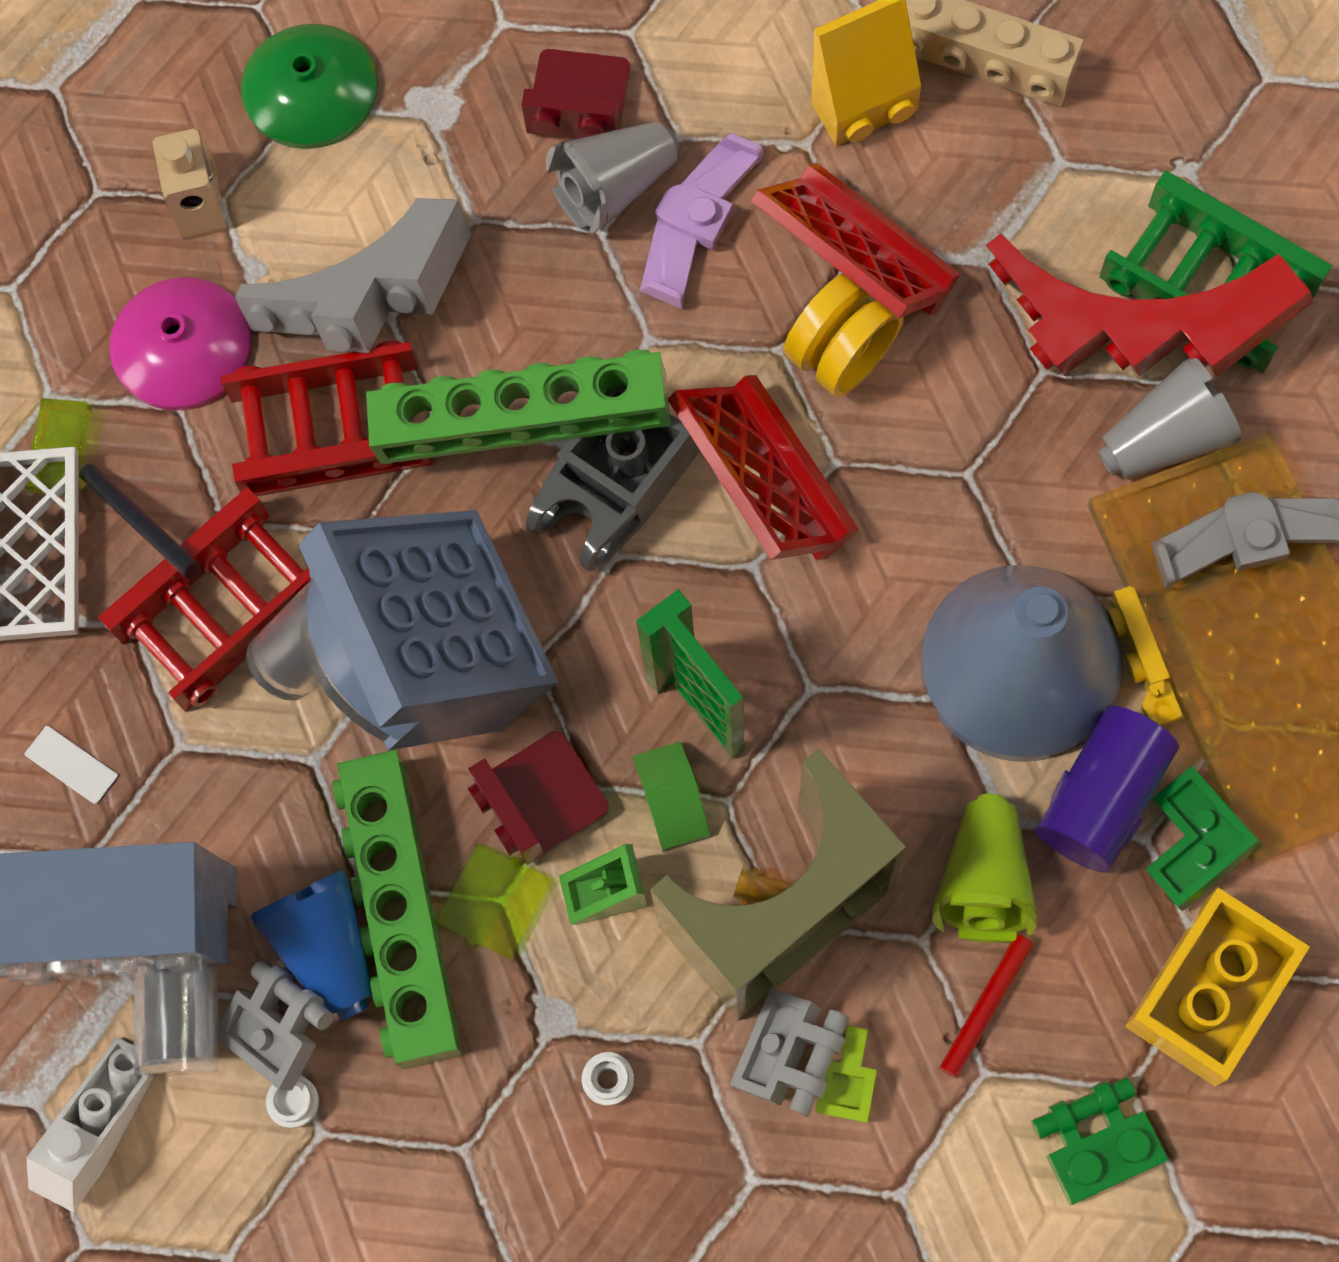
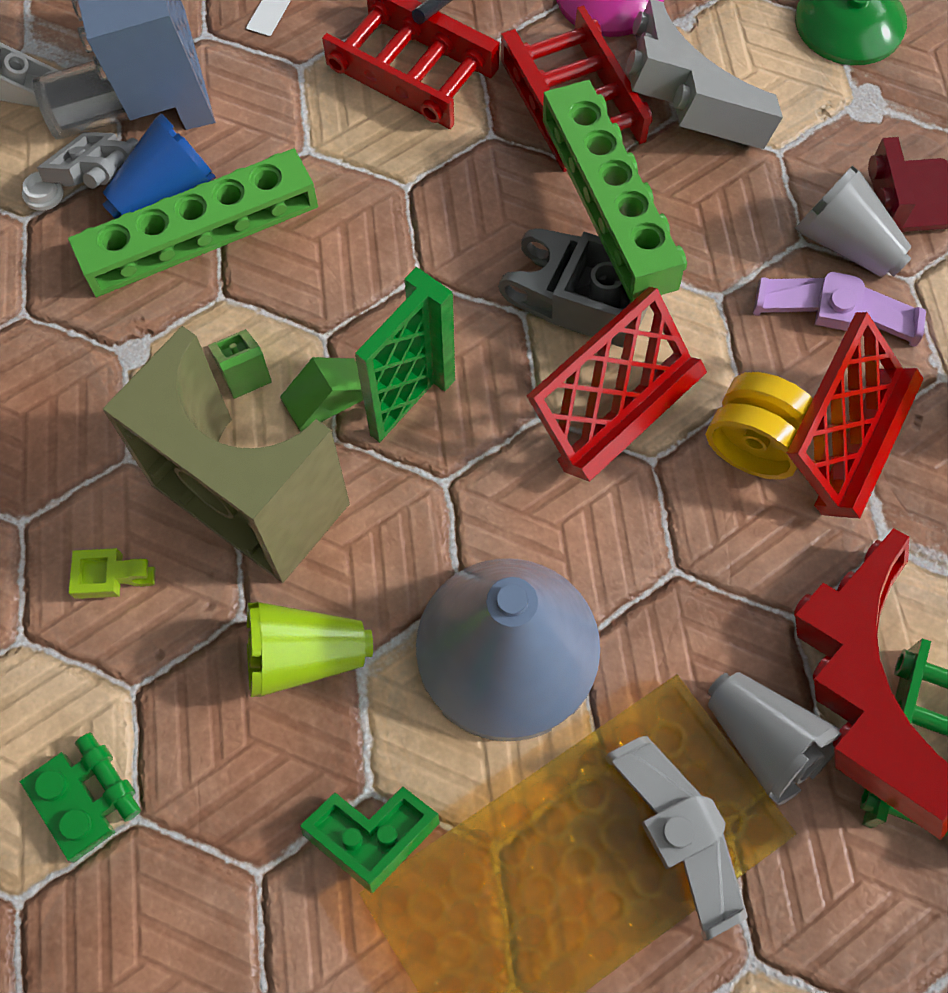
camera: 70 degrees right, 5 degrees down
(406, 630) = (401, 153): sand blue piece -> none
(494, 901) = (217, 290): clear neon green piece -> none
(538, 796) = (299, 291): dark red bracket -> none
(599, 1064) = (81, 386): white plate -> none
(777, 1047) = (118, 509): light grey plate -> none
(986, 1006) = (188, 677): red bar -> none
(1107, 789) = (396, 737): dark purple piece -> none
(1145, 660) = (532, 753): yellow hinge -> none
(1217, 987) = (225, 872): yellow brick -> none

